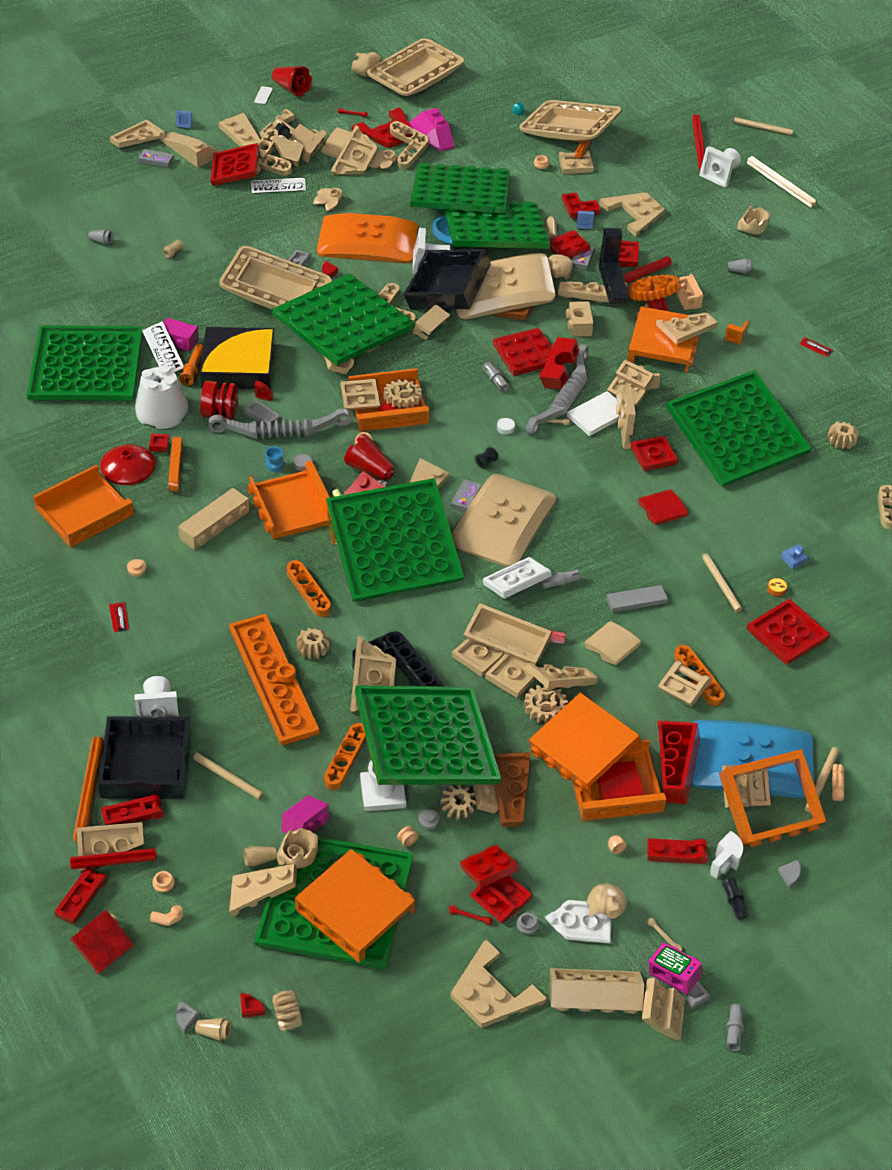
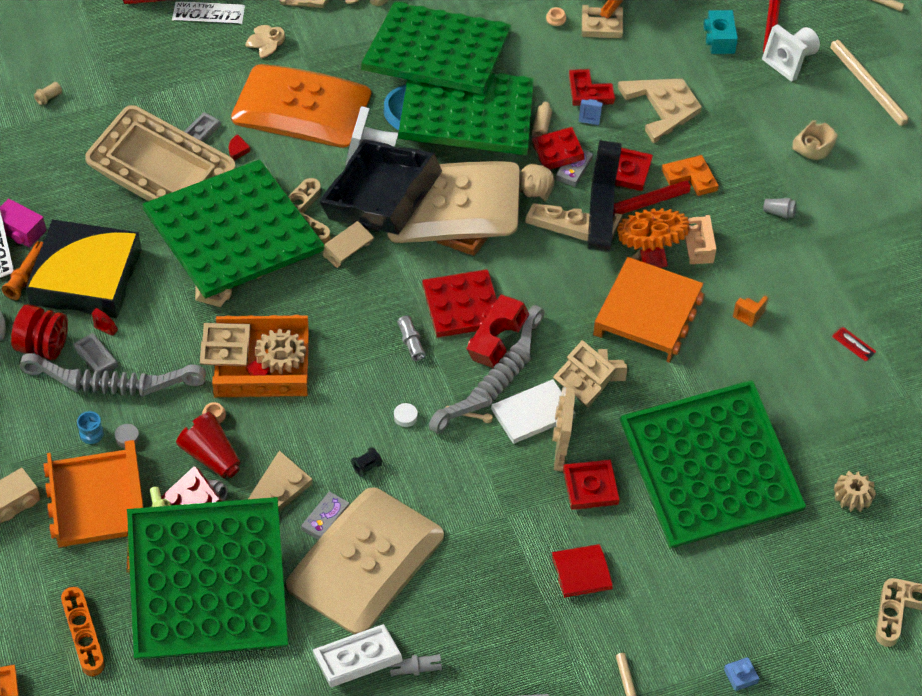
camera: 10 degrees right, 5 degrees up
(580, 319) = (545, 263): tan brick -> none
(666, 159) = (721, 32): none -> teal brick
(671, 249) = (692, 170): none -> orange plate
(683, 329) = (678, 300): tan wing -> none

